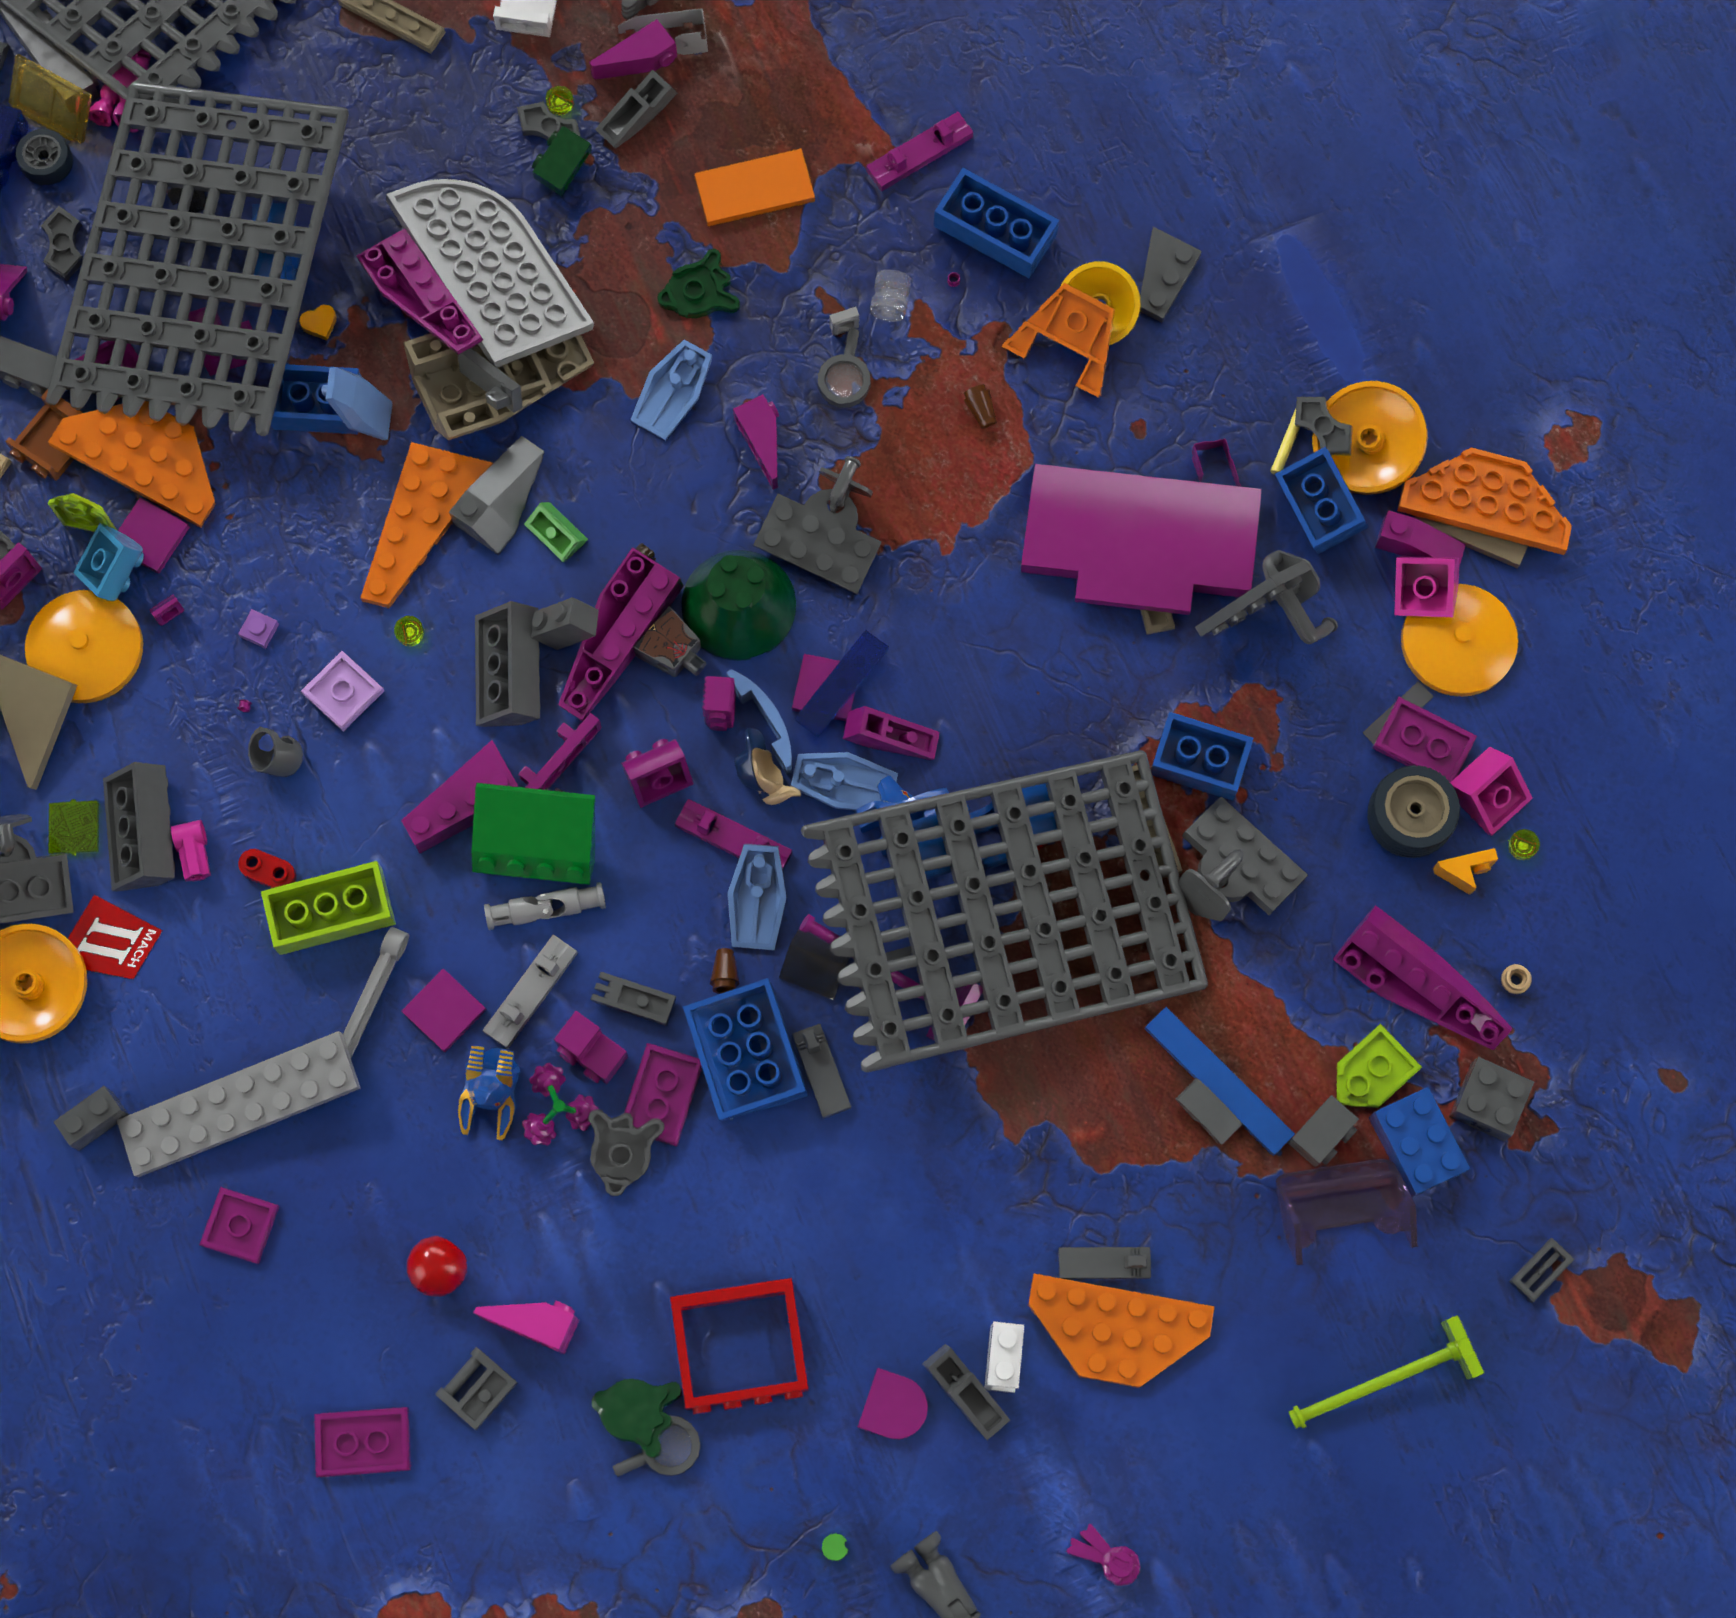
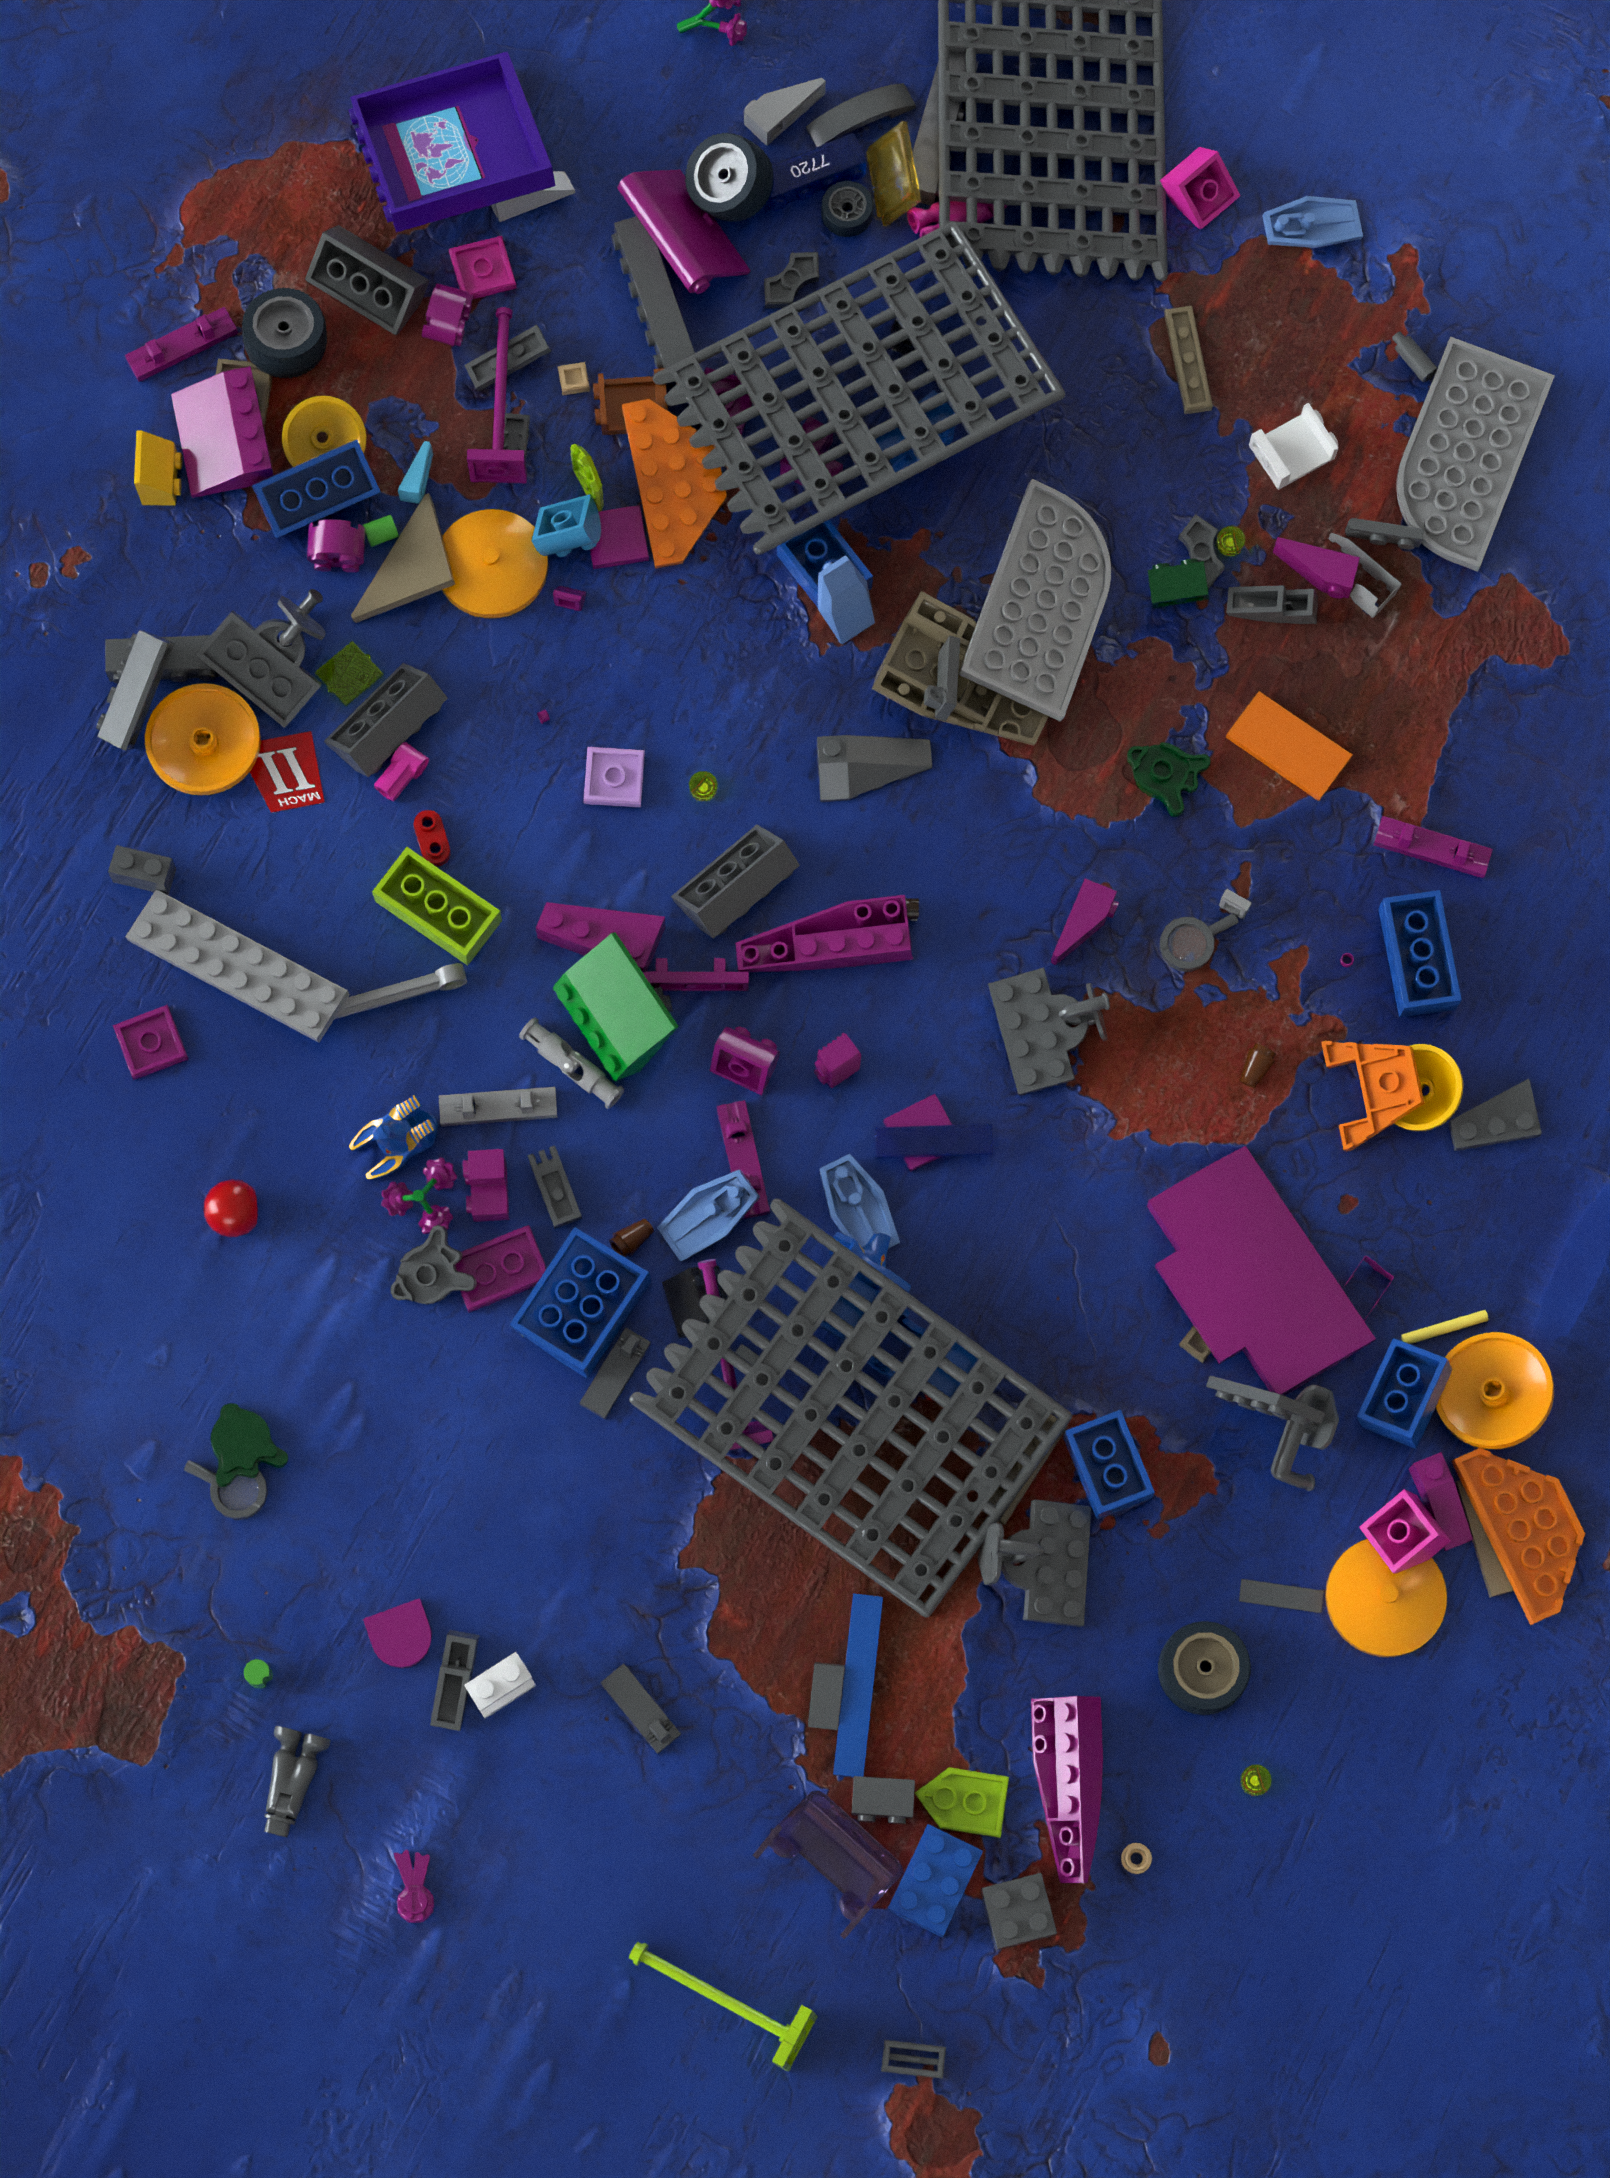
camera: 50 degrees right, 0 degrees up
(258, 628) = (611, 676): medium lavender plate -> none
(286, 751) = (522, 777): dark grey helmet -> none
(319, 322) = (891, 516): light orange tile -> none
(362, 1442) = (63, 1263): magenta tile -> none
(415, 288) = (971, 567): magenta wedge -> none
(417, 517) = (796, 718): orange wing -> none
(443, 1010) = (431, 1055): magenta tile -> none
(483, 1395) = (167, 1322): dark grey plate -> none
(539, 1322) = (251, 1323): dark pink slope -> none
(555, 531) = (875, 828): bright green slope -> none
(564, 623) = (801, 894): dark grey brick -> none
(670, 646) = (855, 988): torso -> none
(672, 389) = (1065, 820): medium blue piece -> none
(734, 1399) = (328, 1526): red window -> none
(739, 604) = (933, 1013): dark green cone -> none
(748, 690) = (843, 1137): medium blue slope -> none
(759, 772) = (811, 1135): hair -> none
(890, 295) = (1291, 920): clear wheel -> none
(890, 733) = (925, 1211): magenta slope -> none
(1116, 1331) = (594, 1759): orange plate -> none
(1314, 416) = (1469, 1358): dark grey tile -> none
(1424, 739) = (1274, 1634): magenta tile -> none
(1459, 869) = (1188, 1740): light orange slope -> none
(1492, 790) = (1277, 1718): dark pink slope -> none

